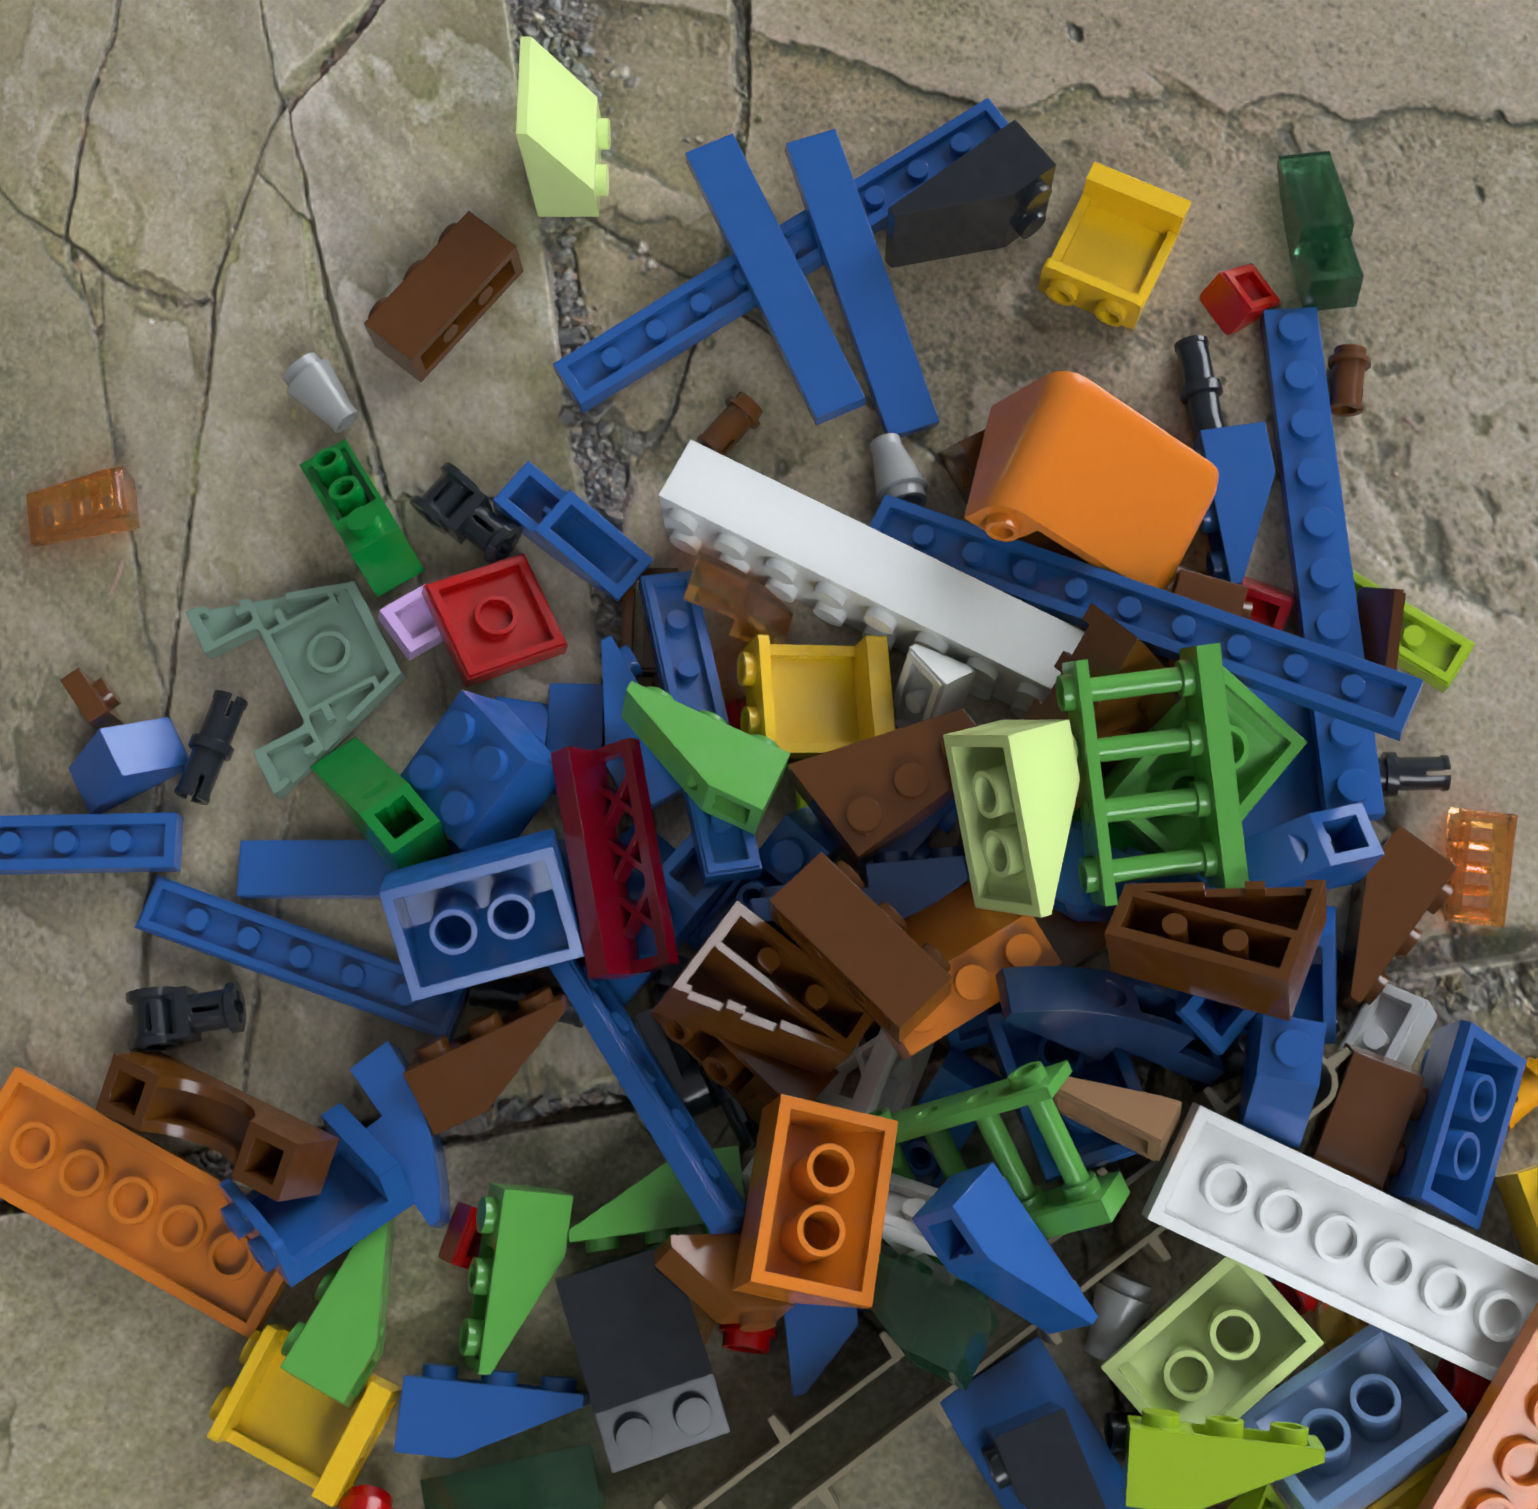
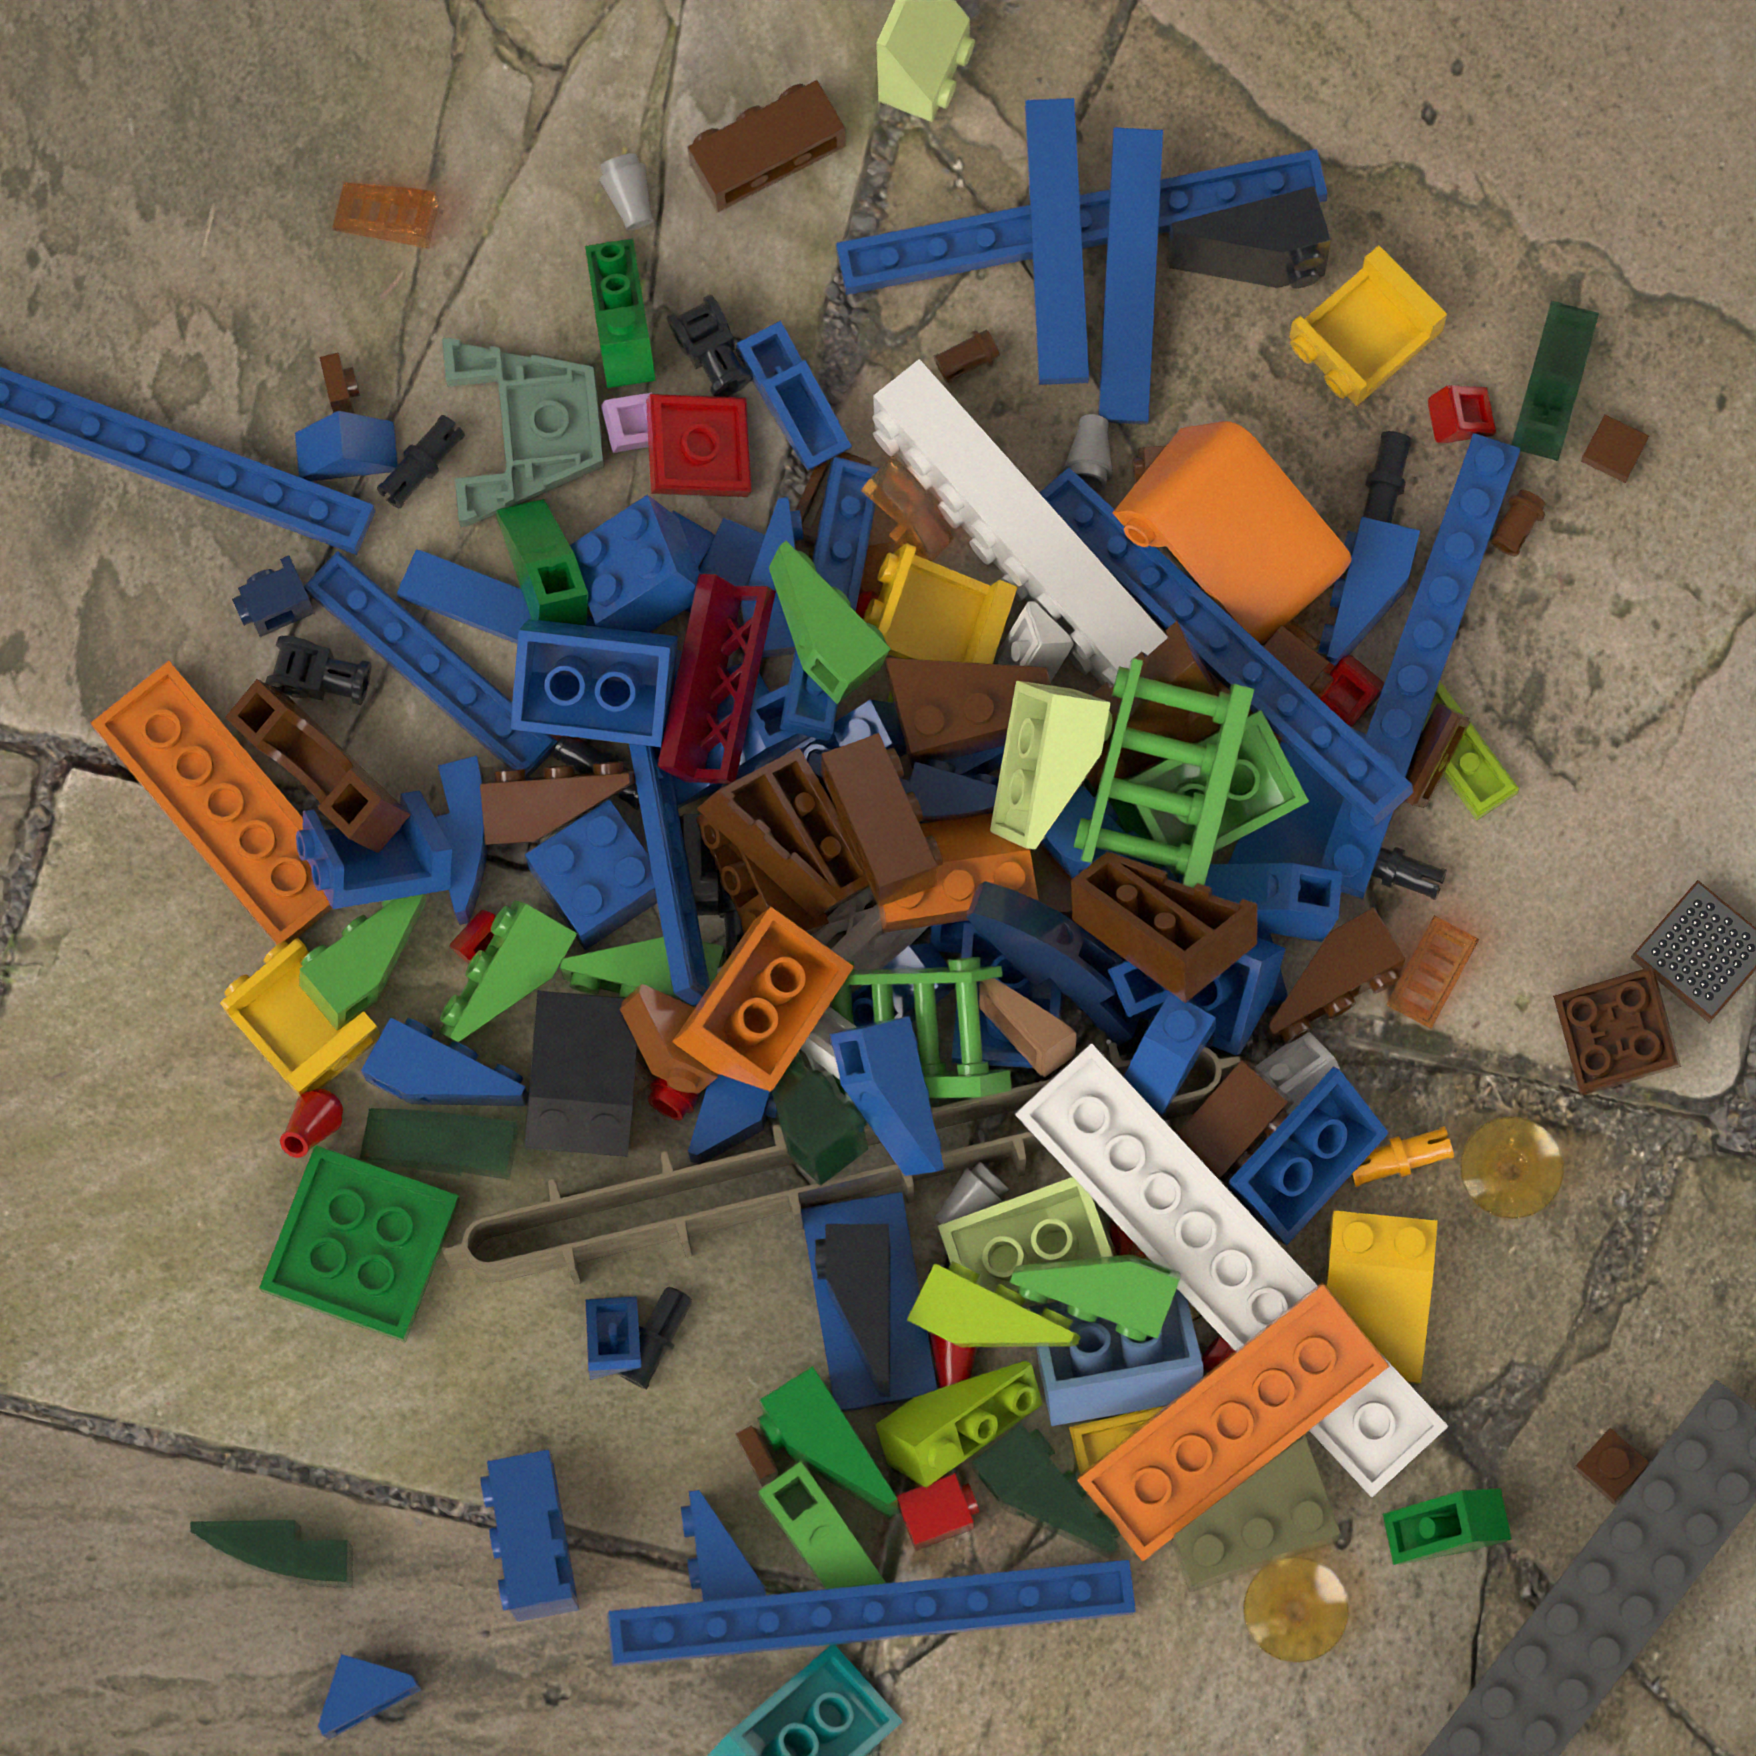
camera: 20 degrees right, 0 degrees up
(106, 954) = (273, 599): none -> dark blue brick
(565, 1118) = (595, 874): none -> blue brick
(1332, 1372) = (1113, 1287): none -> bright green slope
(1404, 273) = (1615, 448): none -> reddish brown tile

